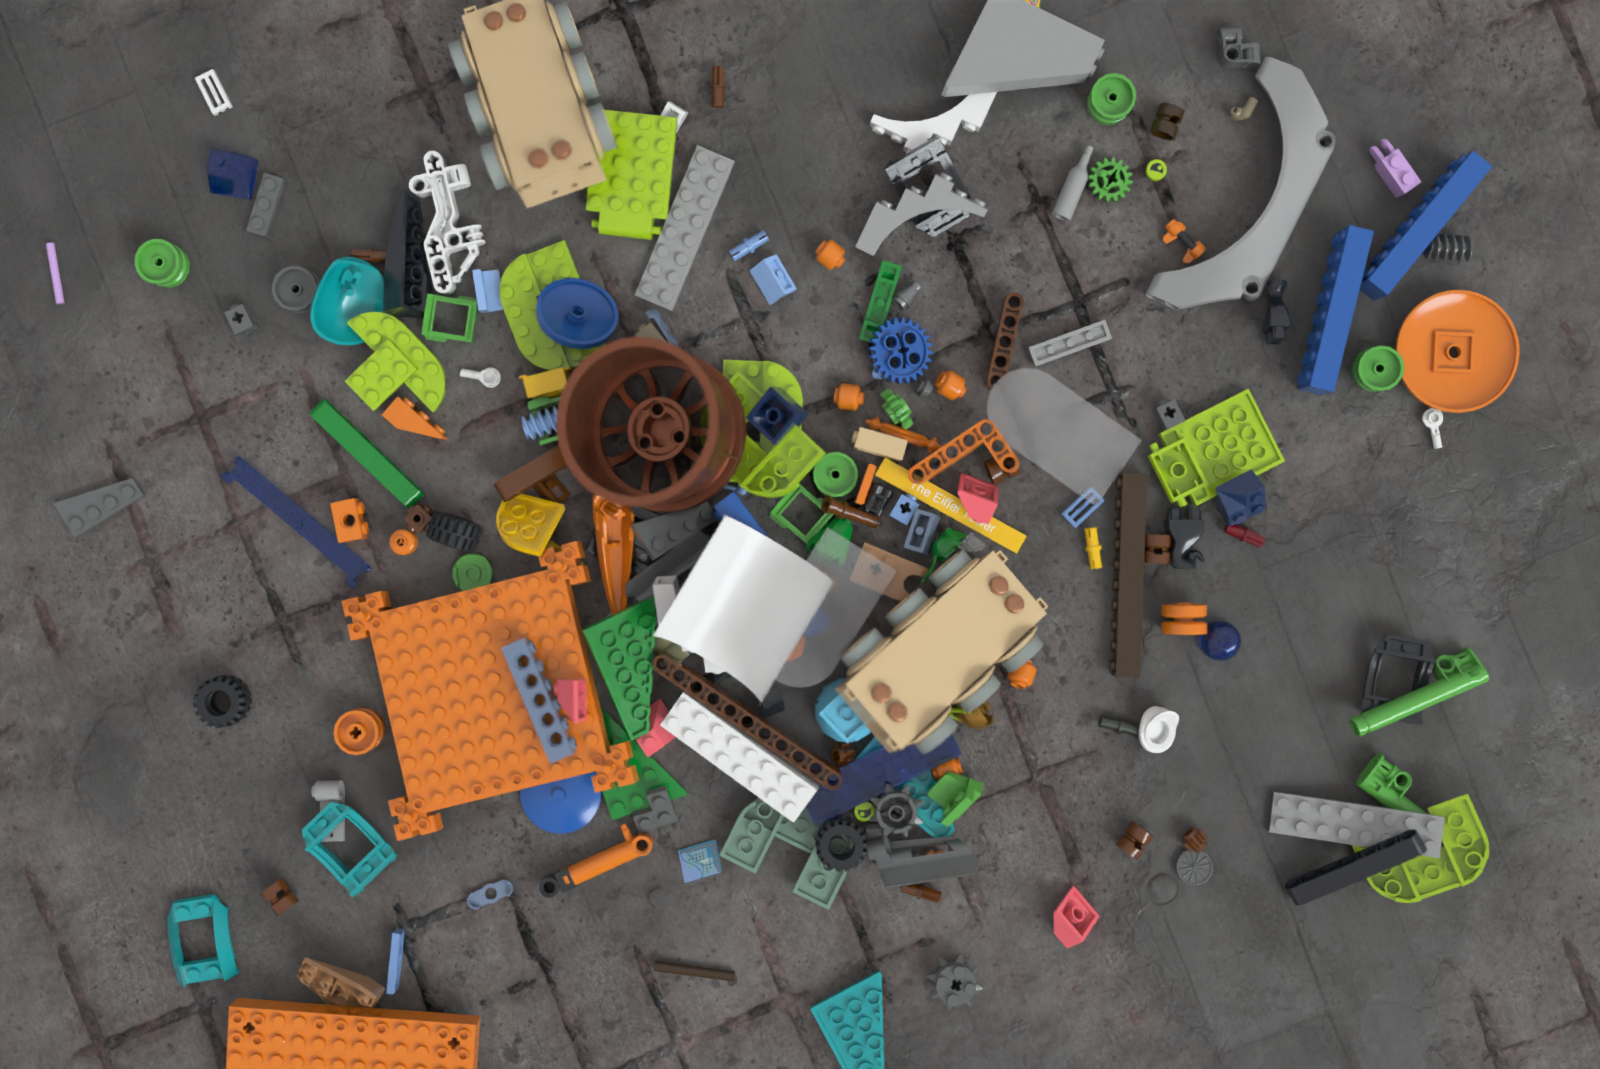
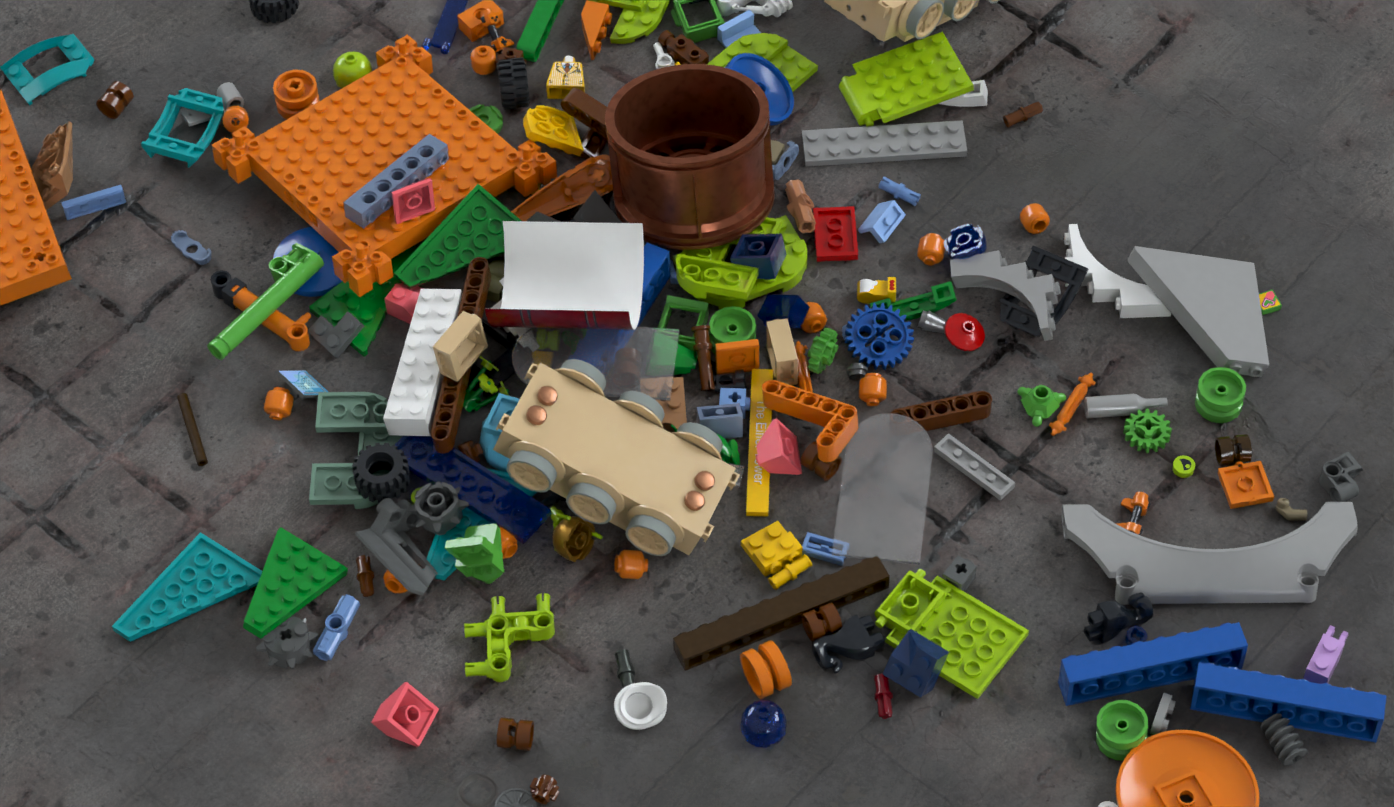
camera: 65 degrees right, 35 degrees down
(352, 665) = (350, 68): none -> lime cylinder
(361, 797) = (235, 112): none -> orange head
(363, 516) = (490, 19): none -> orange piece
(464, 476) = (564, 77): none -> yellow torso
(490, 351) = (682, 49): none -> reddish brown brick
(580, 821) = (289, 274): none -> bright green piece
(708, 891) = (278, 403): none -> orange head
(724, 343) = (800, 206): none -> nougat piece
(761, 729) = (456, 360): none -> tan window
(767, 327) = (835, 234): none -> red plate
(792, 714) = (472, 398): none -> plant
(838, 421) = (784, 307): none -> clear blue brick
(842, 145) = (1034, 218): none -> orange head
(845, 224) = (965, 242): none -> clear blue cylinder
(849, 325) = (872, 291): none -> yellow leg
(901, 955) = (289, 581): none -> green wing
(925, 280) = (962, 338): none -> red dish
(969, 945) = (341, 617): none -> medium blue piece
(1034, 252) = (1040, 402): none -> bright green rock
(1040, 814) = (514, 627): none -> lime pin
(1048, 225) = (1072, 403): none -> orange wheel
(1062, 550) = (772, 548): none -> yellow plate
(1202, 131) = (1245, 484): none -> orange plate
(1299, 302) = (1139, 631): none -> clear blue bush
(1370, 322) = (1165, 707): none -> light grey plate

